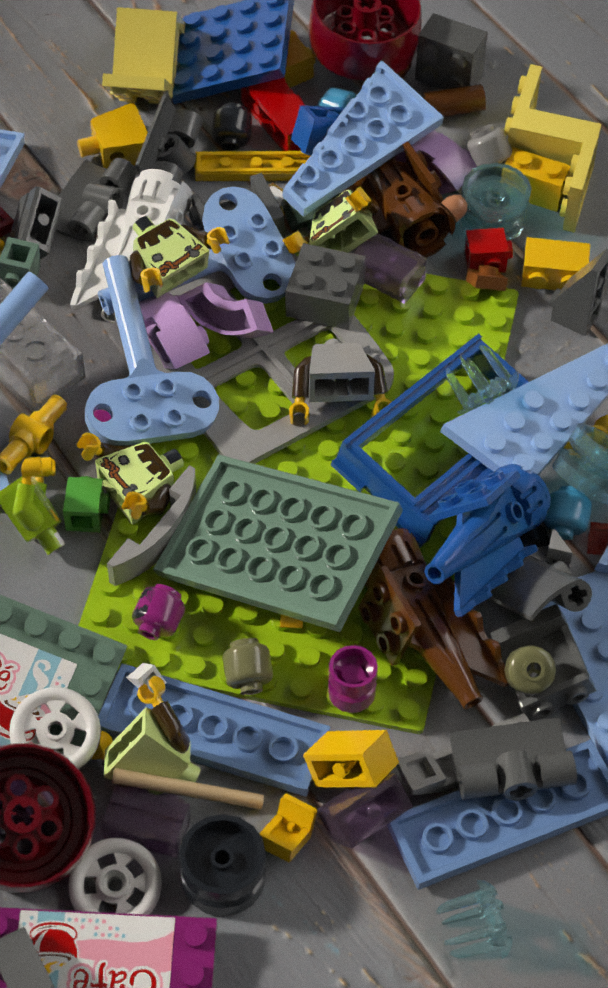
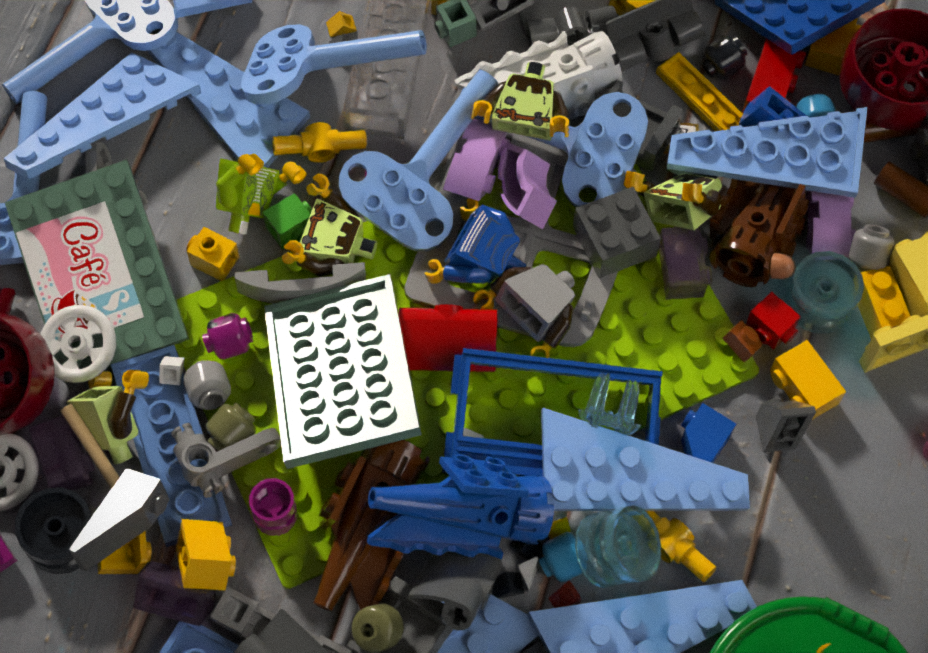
camera: 50 degrees right, 10 degrees up
(59, 579) = (212, 253): none -> yellow brick
(189, 658) = (207, 385): none -> light grey head
(248, 700) = (219, 463): none -> light grey piece
(255, 379) = (480, 250): none -> blue torso
(262, 792) = (122, 516): none -> slope
(311, 447) = (442, 332): none -> red panel
(542, 352) = (706, 433): none -> blue slope

